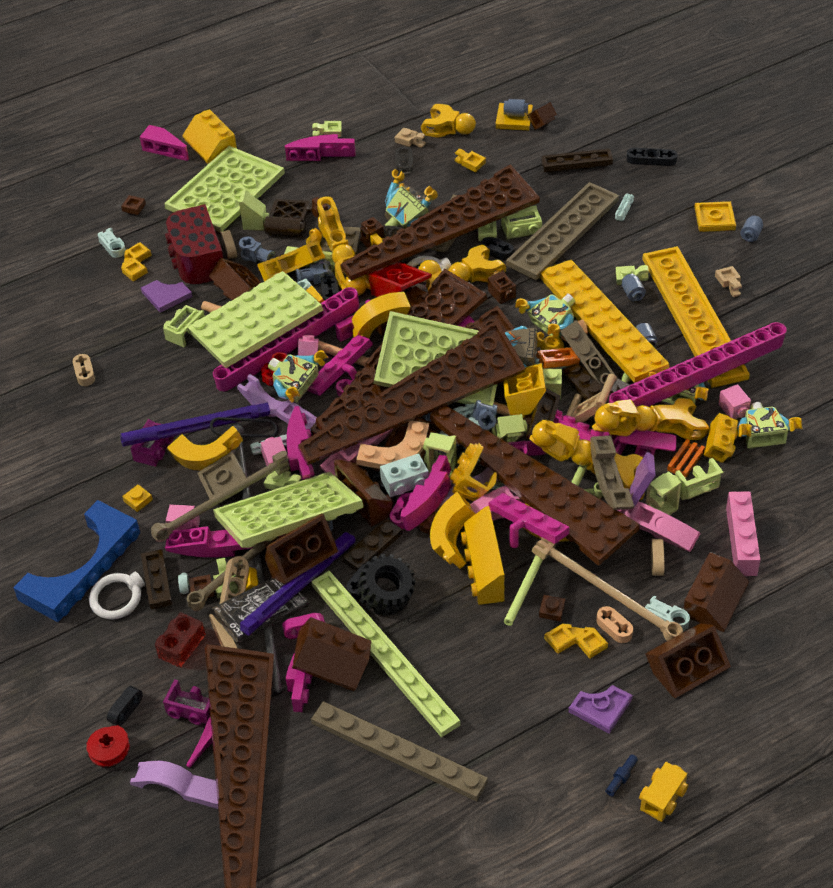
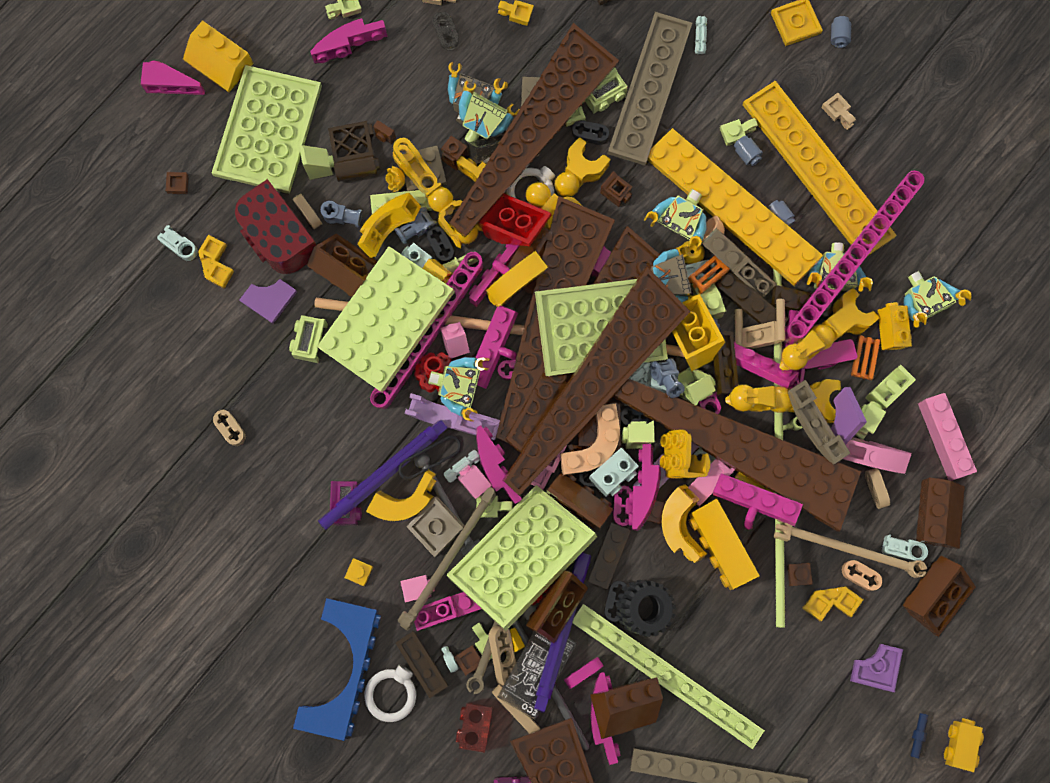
camera: 20 degrees left, 30 degrees up
(734, 402) = (893, 276): bright pink brick -> none

